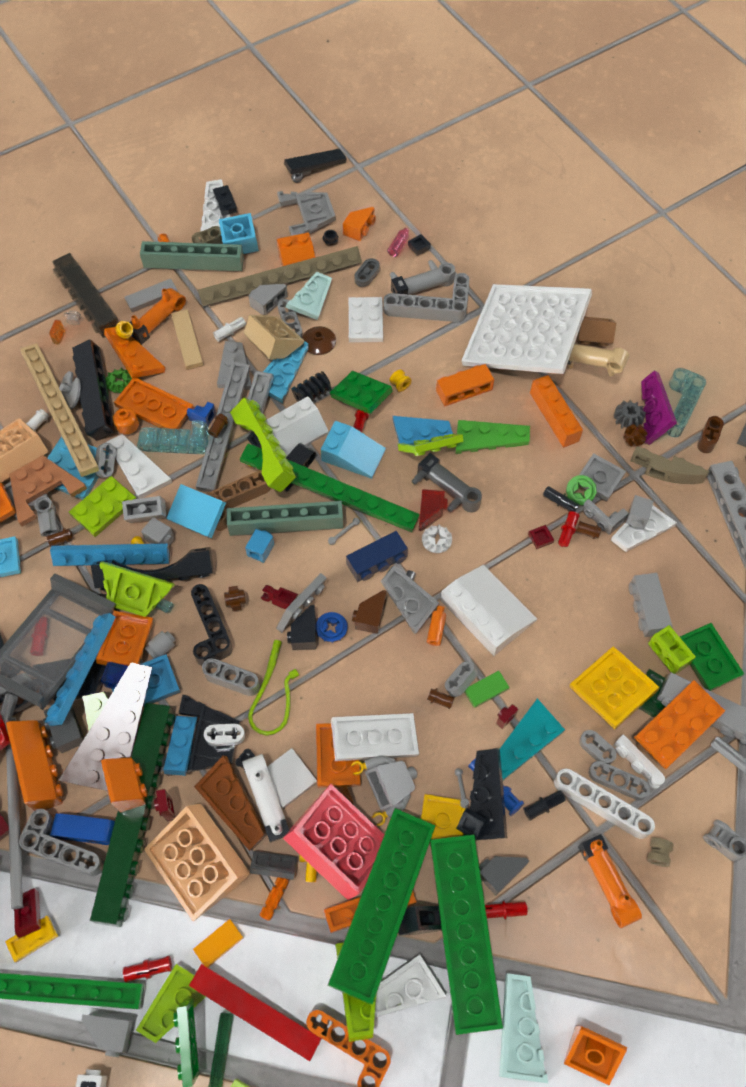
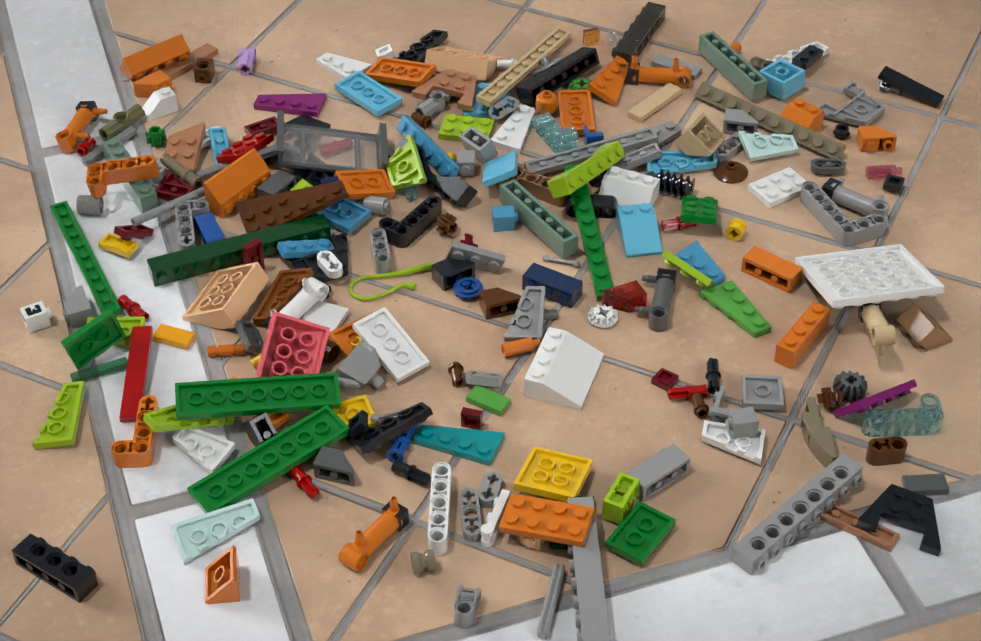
camera: 60 degrees right, 20 degrees down
(79, 671) = (316, 168): dark azure plate -> none
(124, 329) = (622, 60): yellow plate -> none
(124, 783) = (250, 220): orange slope -> none
(218, 424) = (584, 144): reddish brown pin -> none
(229, 329) = (685, 118): white axle -> none
(573, 485) = (736, 375): bright green gear -> none

